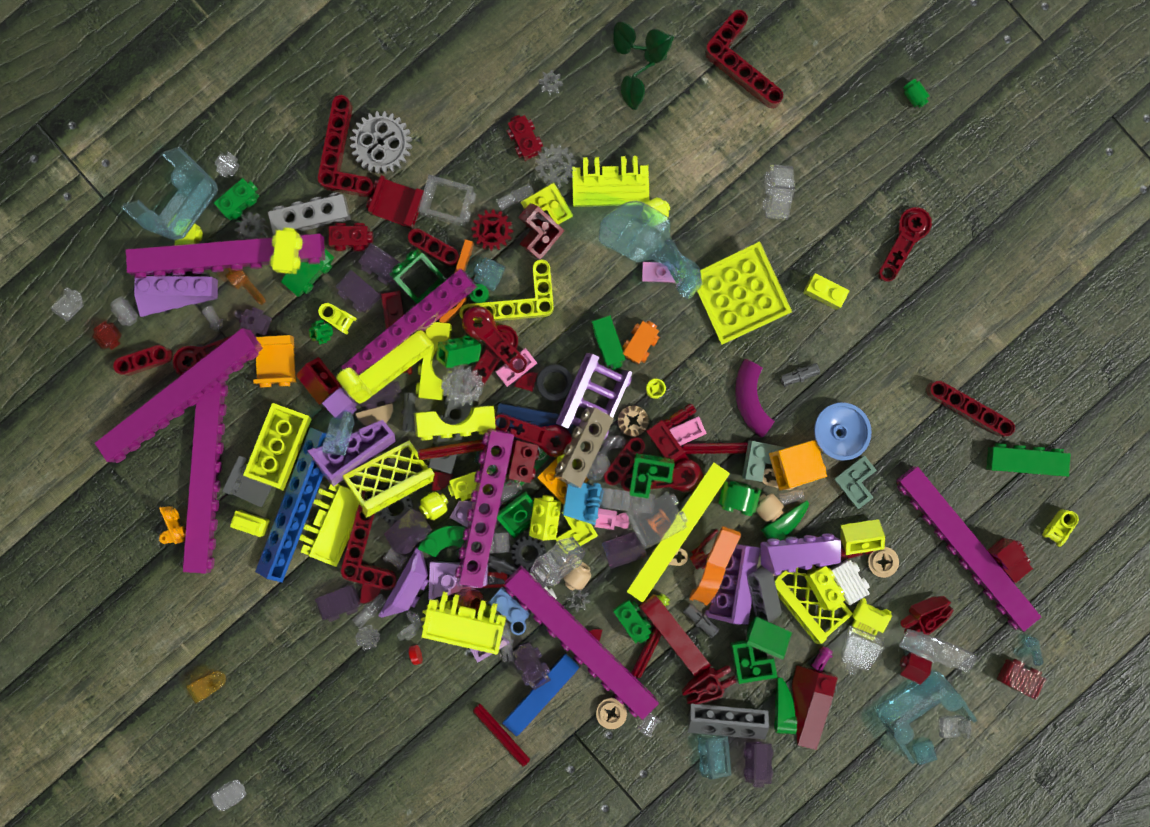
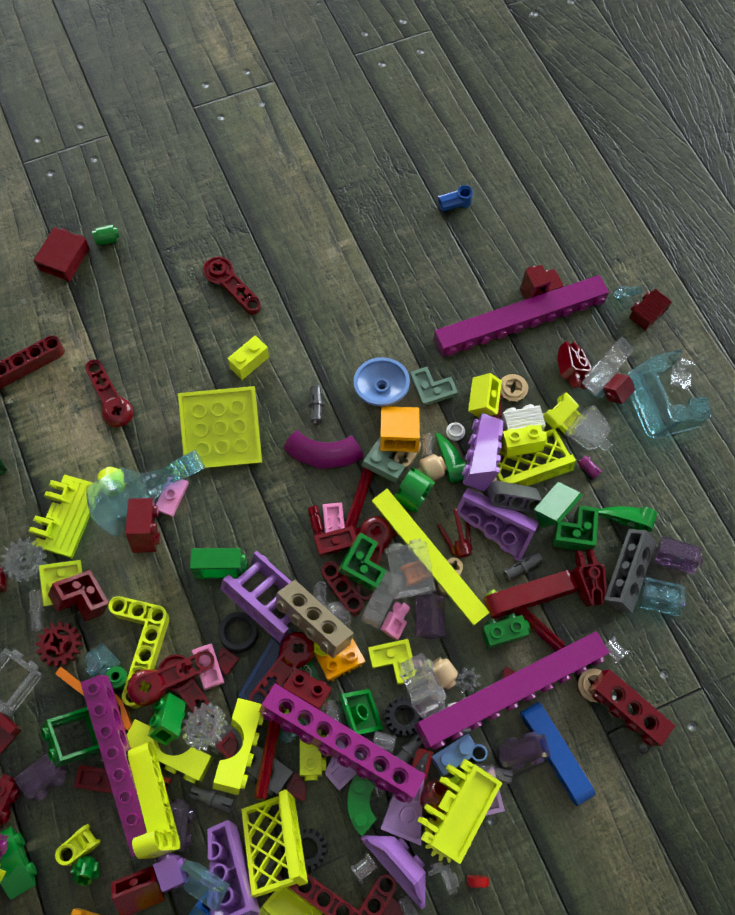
camera: 75 degrees left, 20 degrees down
(358, 292) = (59, 812): clear purple brick -> none
(376, 414) = (200, 838): tan tile -> none
(408, 532) = (340, 842): clear purple brick -> none
(427, 241) = (39, 712): dark red beam -> none
(433, 505) = (321, 804): neon yellow head -> none
(453, 412) = (228, 745): none -> dark red tile
(501, 735) = (589, 812): dark red axle -> none
(545, 518) = (373, 685): neon yellow brick -> none
(583, 502) = (370, 640): dark azure hinge -> none
(592, 779) = (659, 725): none -> dark red brick
(621, 258) = (141, 525): none -> dark red brick
(642, 420) = (301, 576): tan gear -> none
(644, 336) = (227, 529): orange brick -> none
(658, 388) = (282, 532): neon yellow wheel -> none
(716, 565) = (471, 529): orange piece -> none
(738, 175) = (110, 399): none -> dark red beam
(779, 191) = (141, 364): clear brick -> none
(812, 701) = (629, 488): dark red wedge -> none
(816, 518) = (455, 431): none -> white plate
(879, 59) = (61, 253): none -> dark red brick
(979, 409) = (393, 283): dark red beam -> none
(1028, 461) = (459, 247): green brick -> none
(1060, 528) = (525, 240): neon yellow piece -> none
(1086, 439) = (456, 198): none -> blue piece

